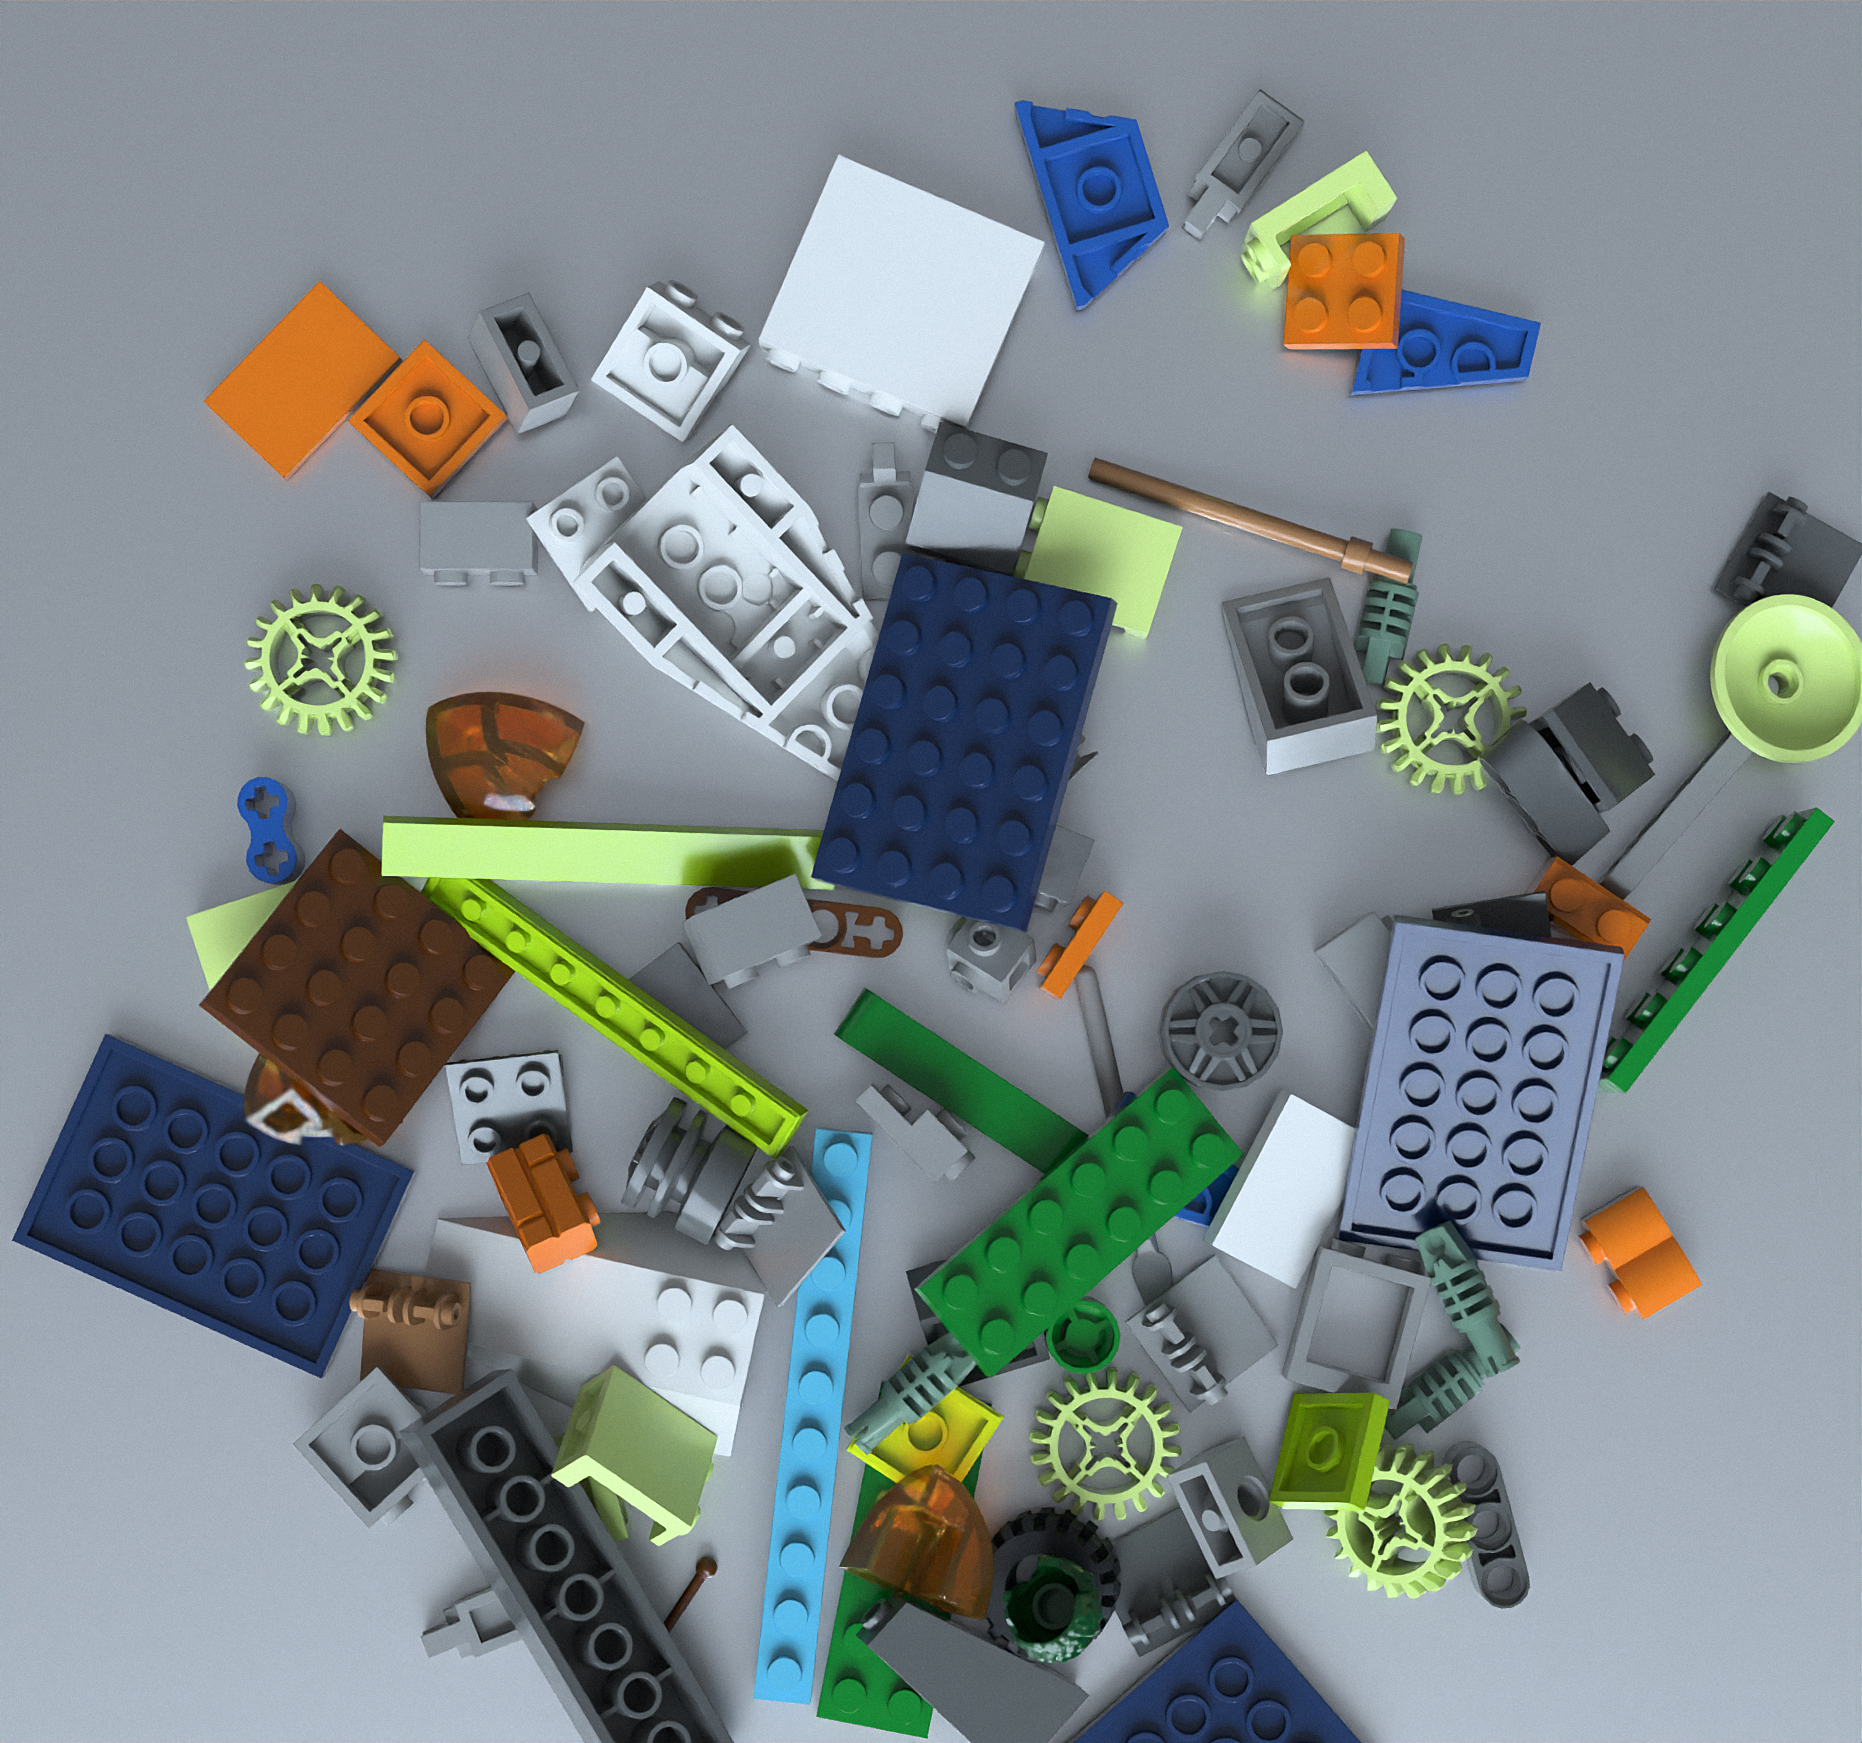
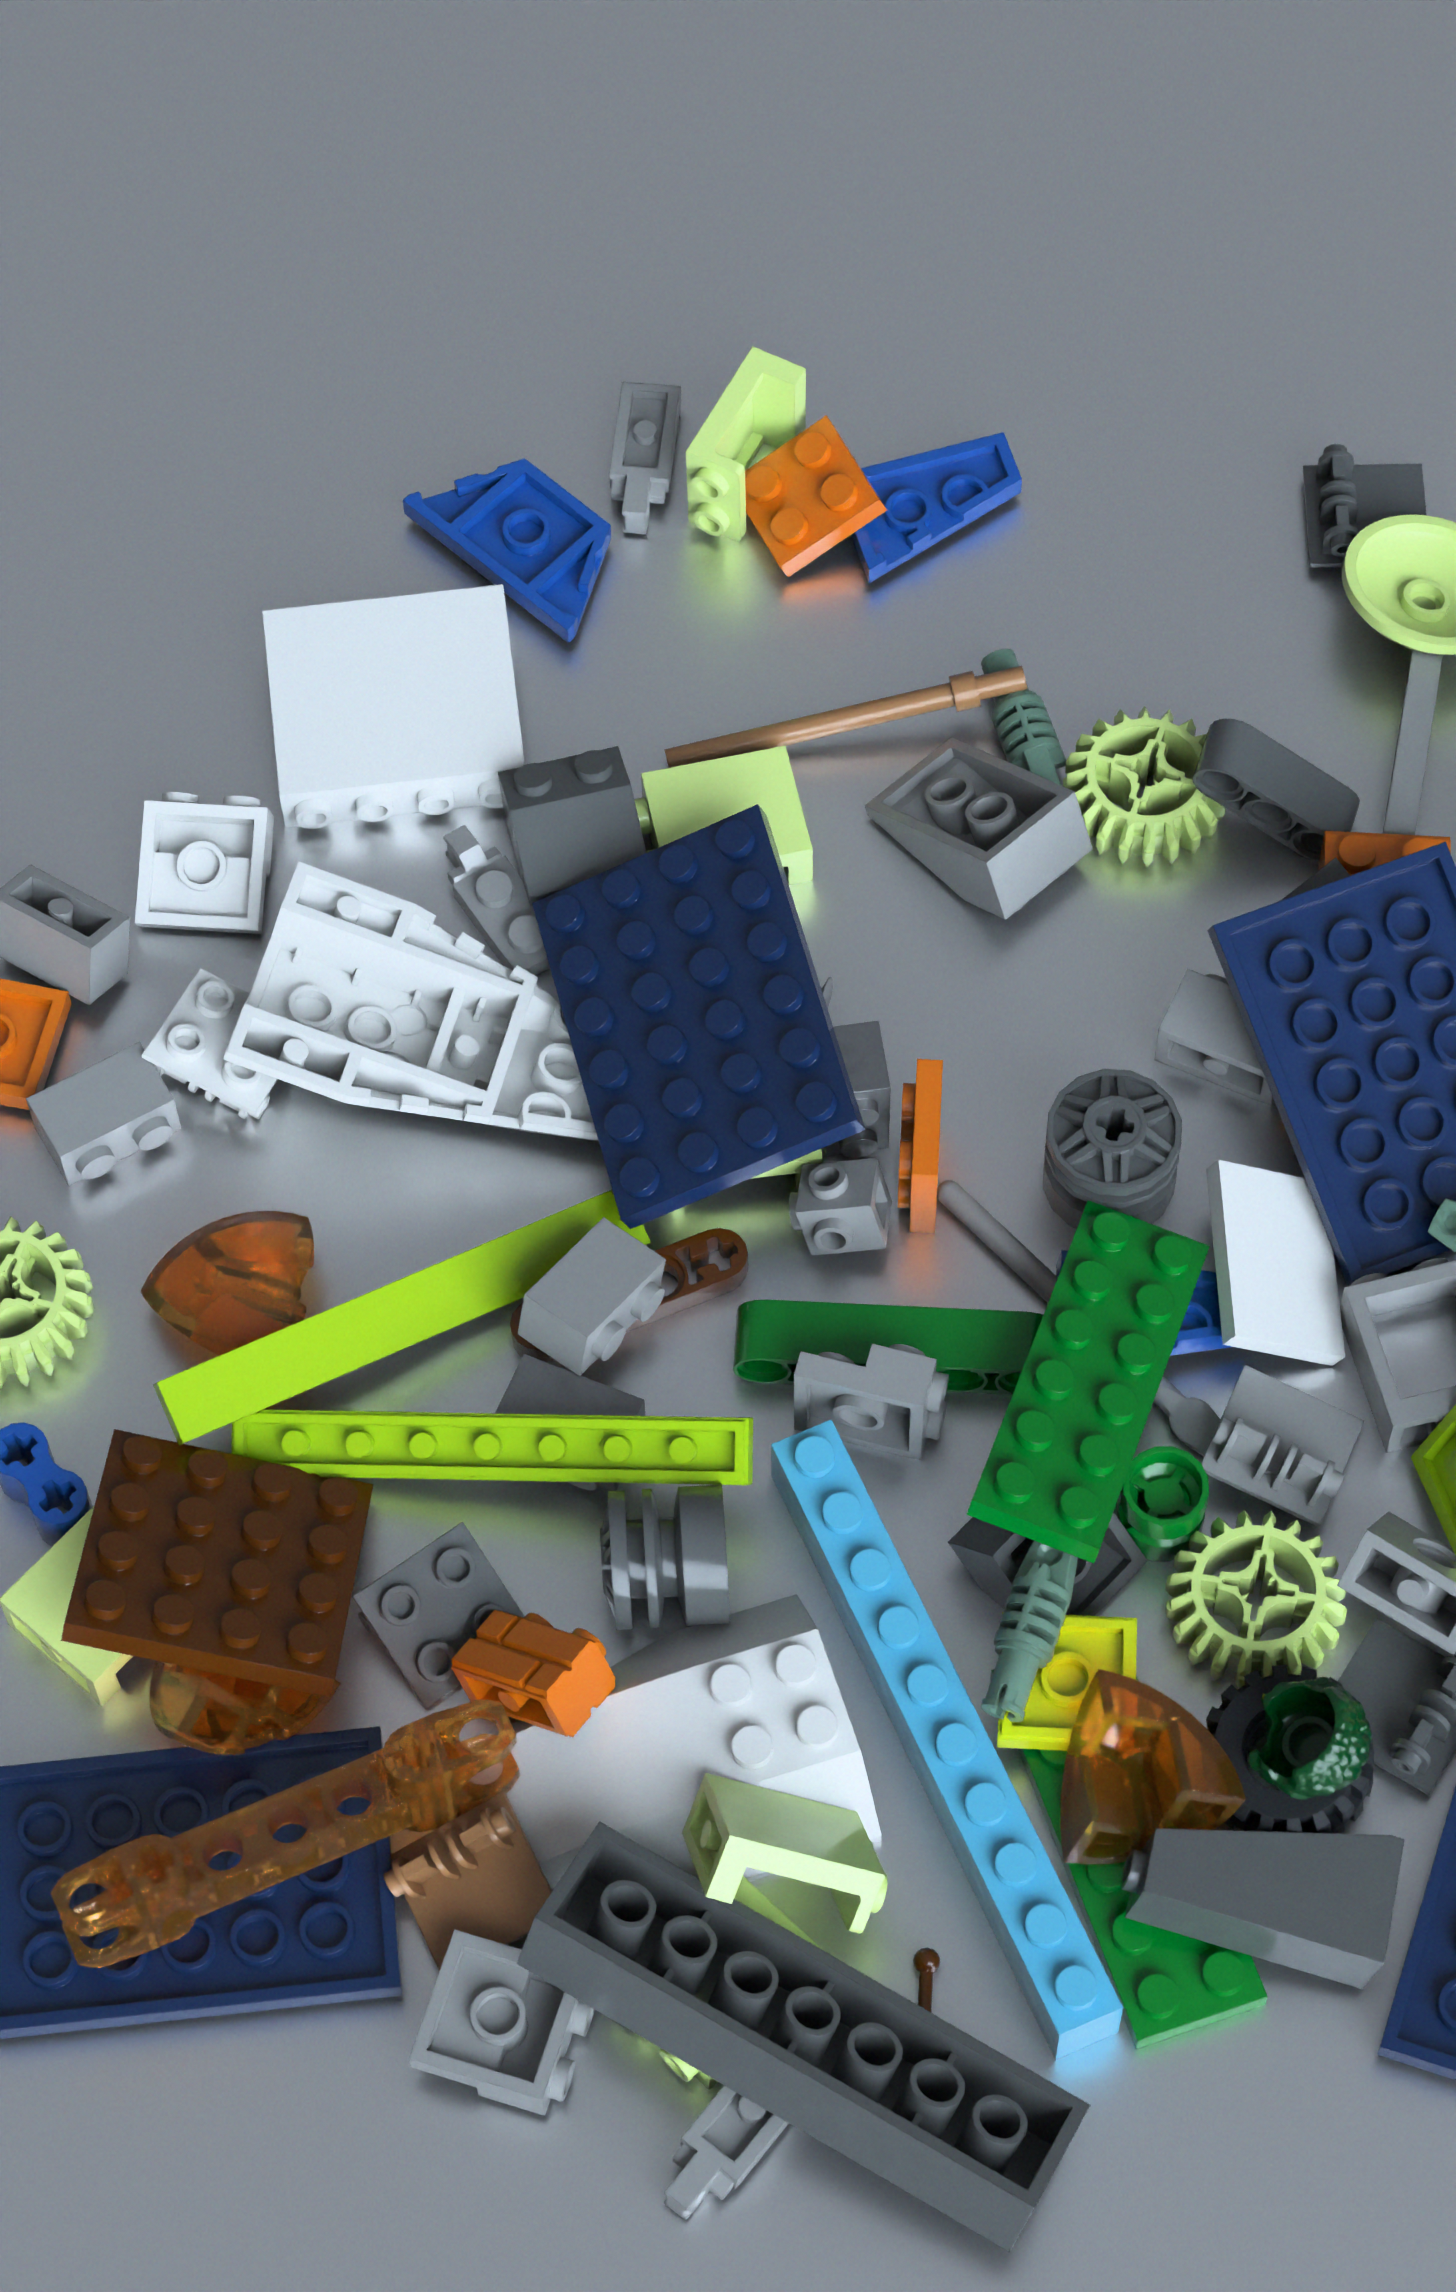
camera: 25 degrees left, 25 degrees down
(203, 1239) = (165, 1883): none -> clear orange piece
(781, 1225) = (795, 1550): light grey hinge -> none
(1595, 746) = (1316, 732): dark grey slope -> none

